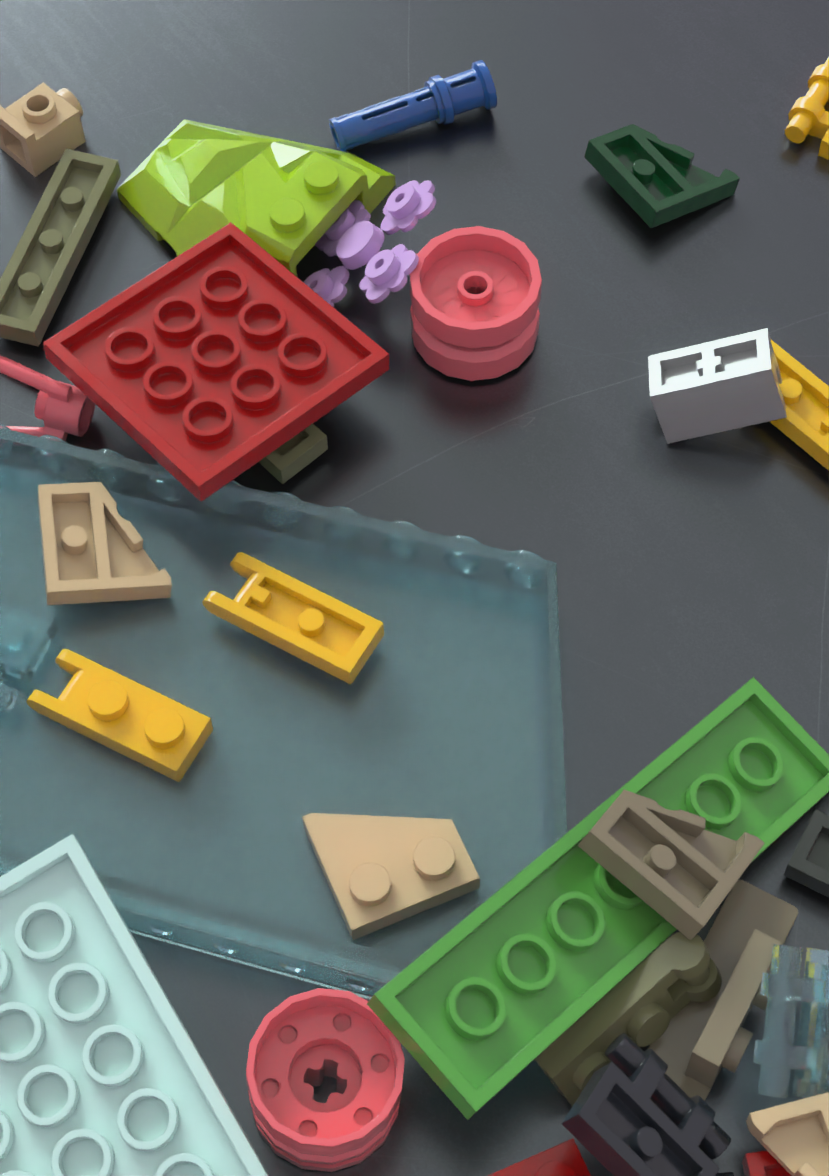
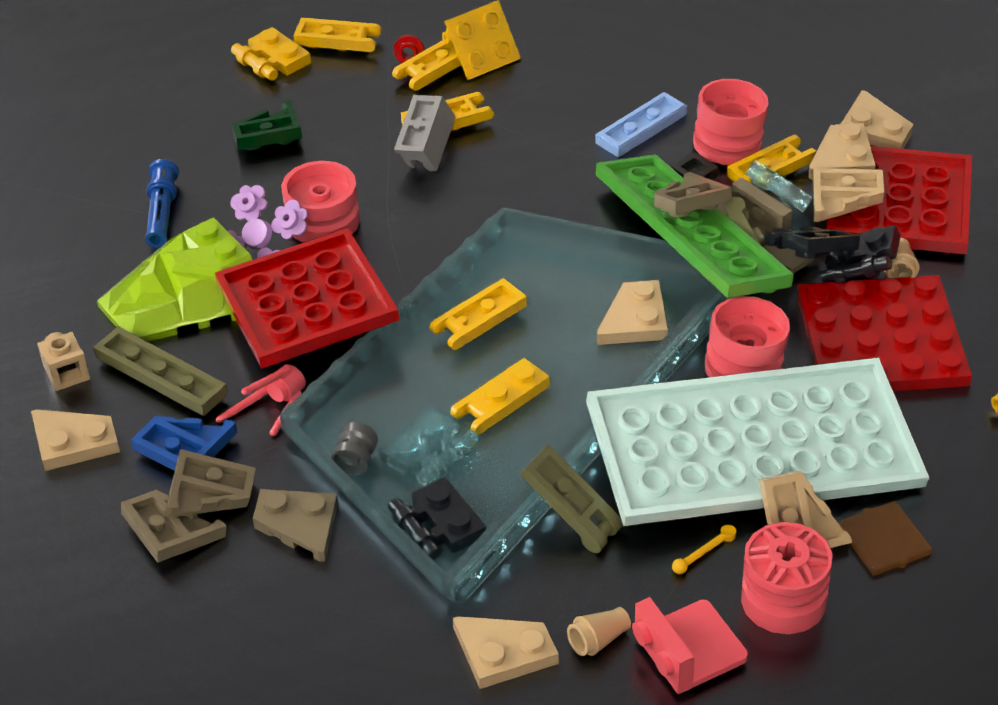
camera: 70 degrees left, 15 degrees down
(92, 549) = (391, 384): tan wing -> none

